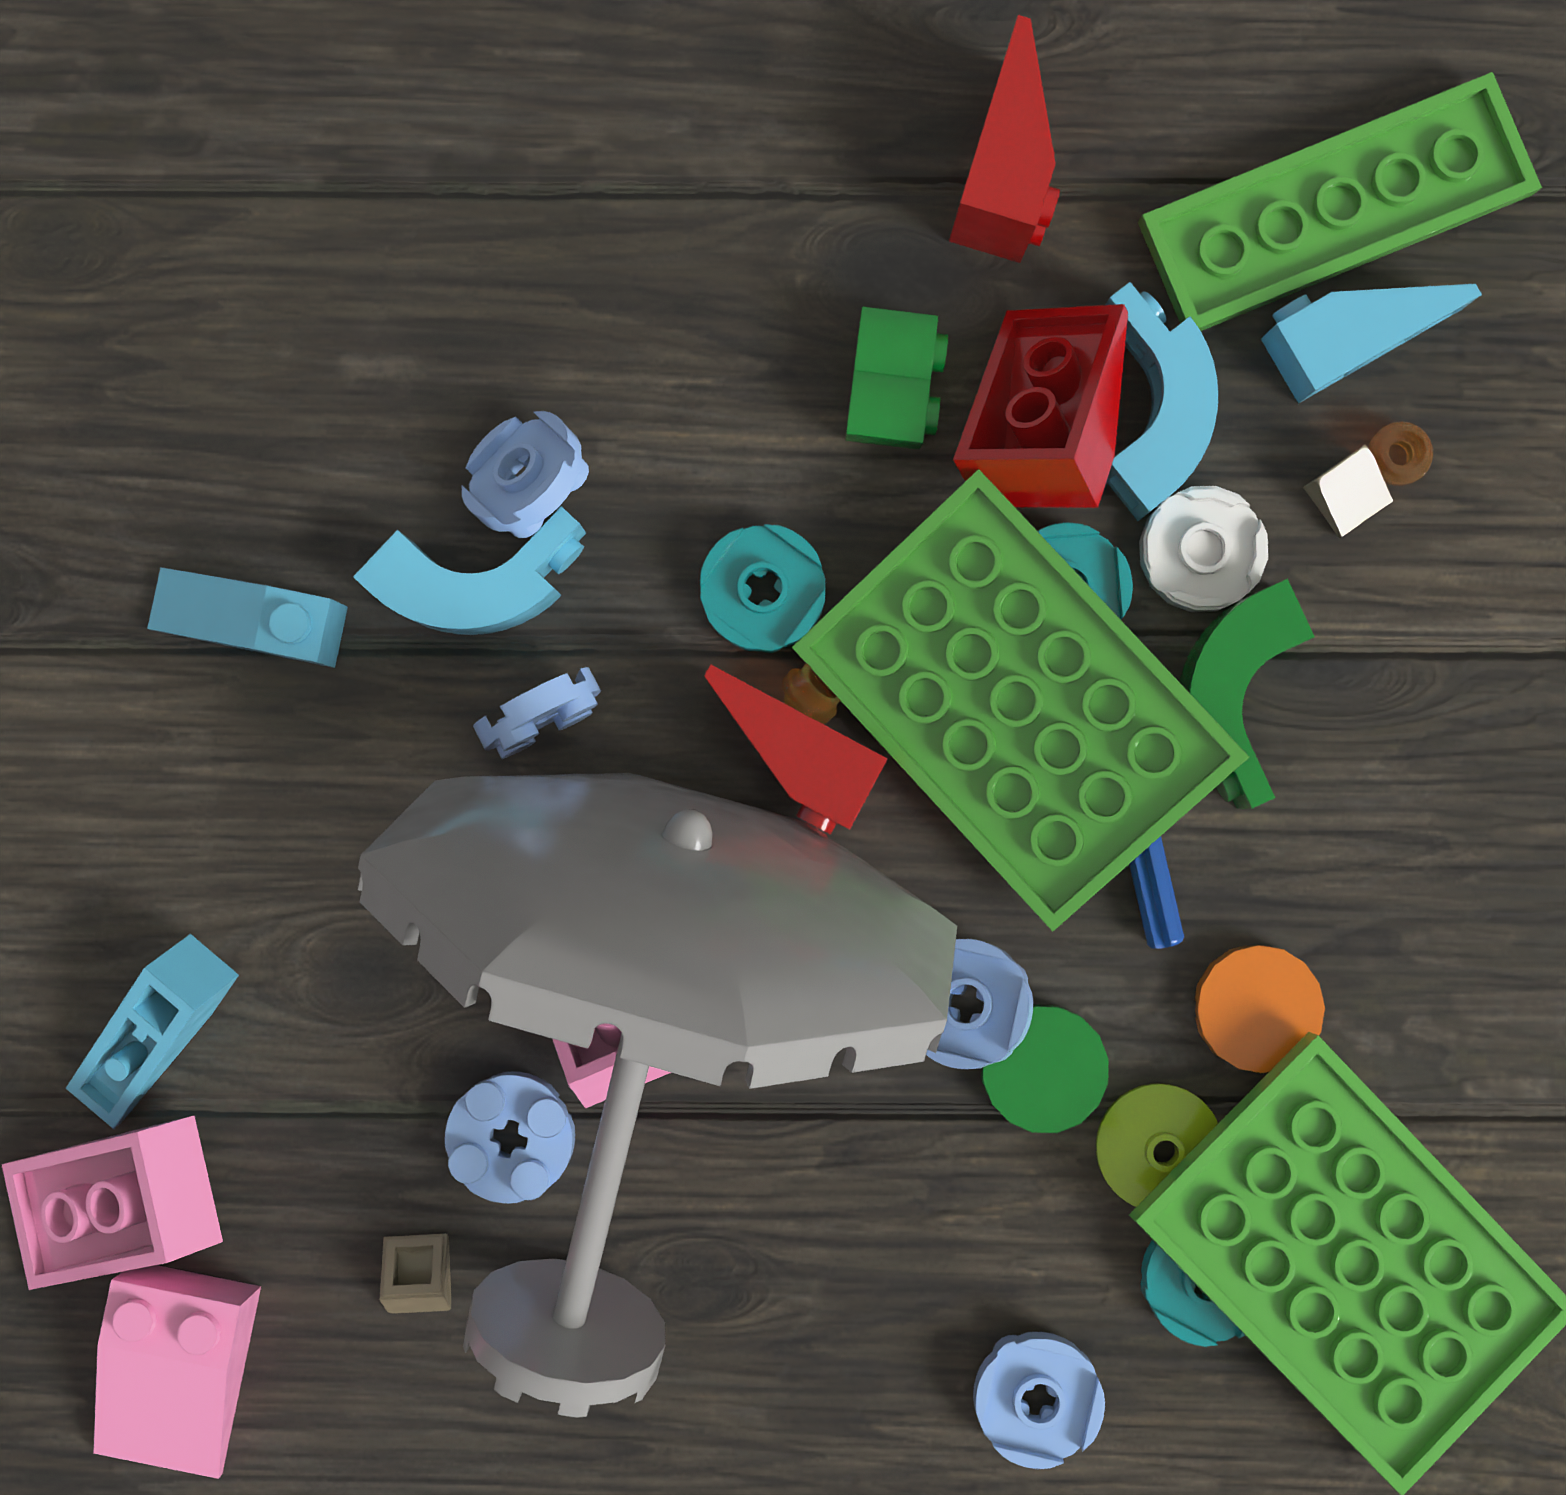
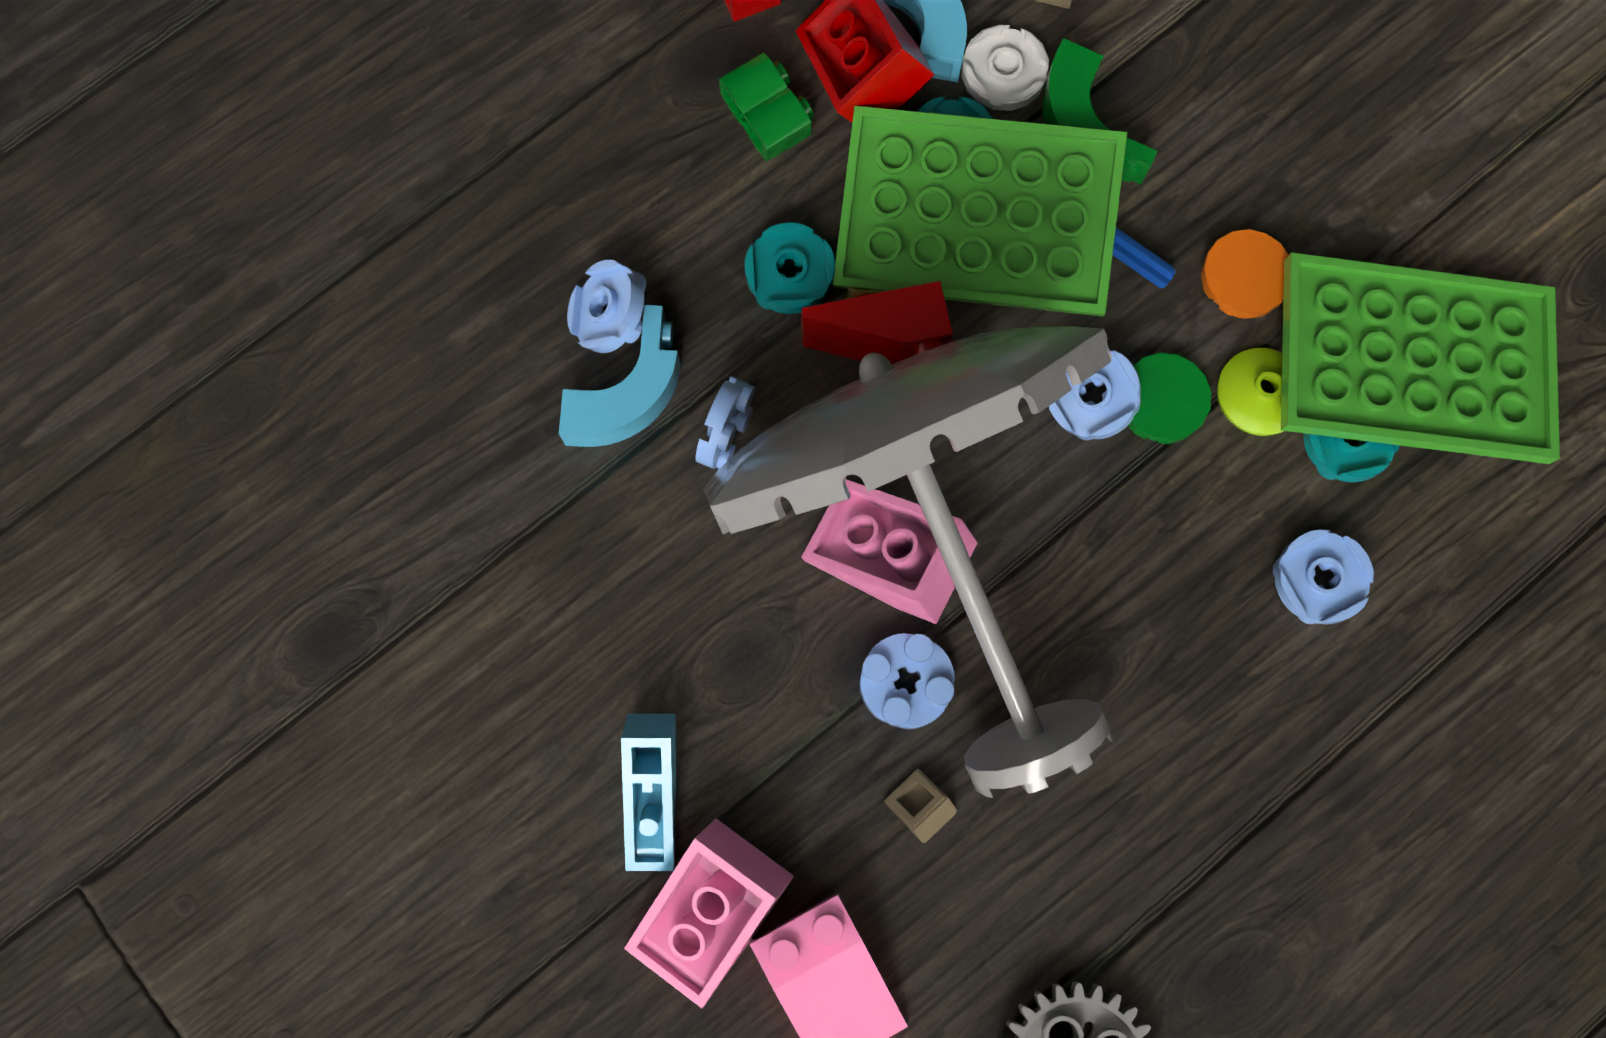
camera: 40 degrees left, 10 degrees down
(248, 616) = (512, 511): medium azure slope -> none

